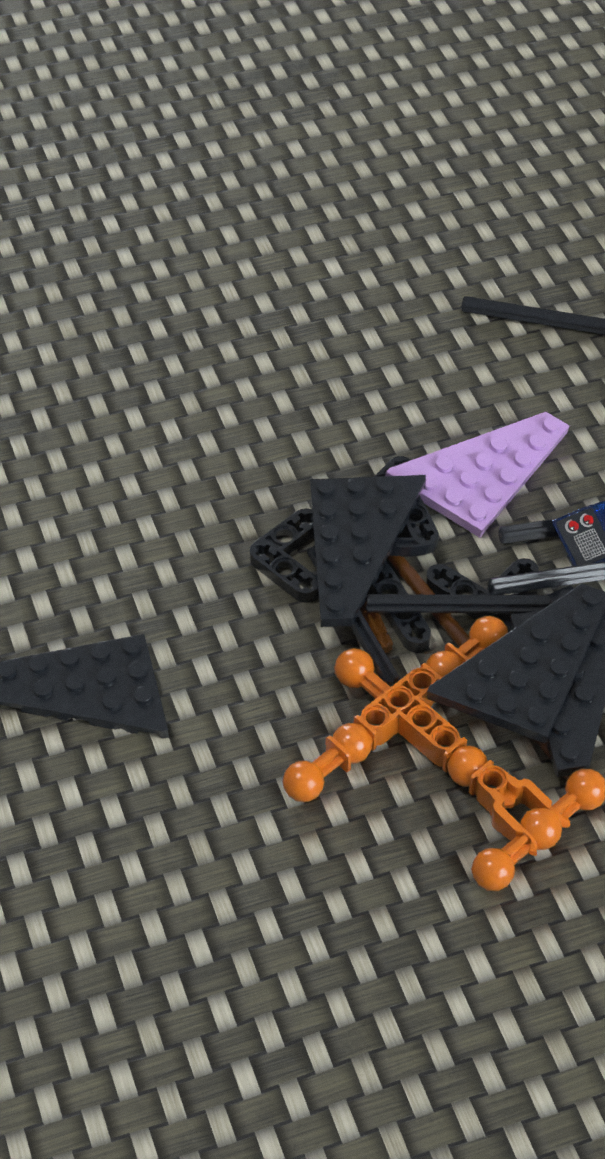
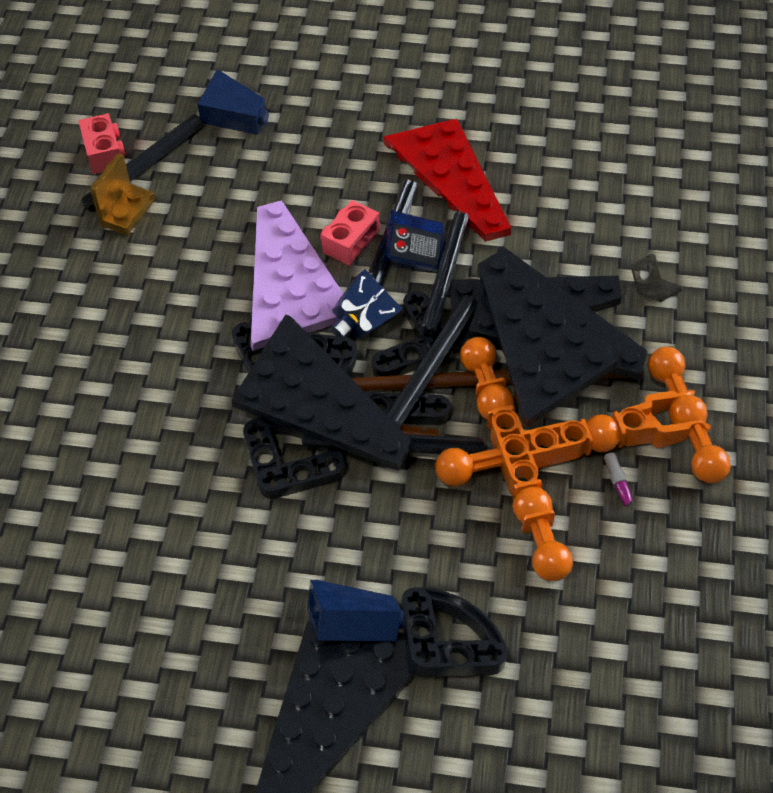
camera: 60 degrees left, 5 degrees up
(160, 654) = (352, 613): none -> dark blue slope
(162, 732) = (438, 651): none -> black beam
(434, 805) = (618, 478): none -> piece
(481, 315) = (117, 200): none -> pearl gold bracket
(481, 530) = (363, 307): none -> dark blue torso
(534, 278) = (100, 141): none -> coral brick
(567, 487) = (350, 232): none -> coral brick

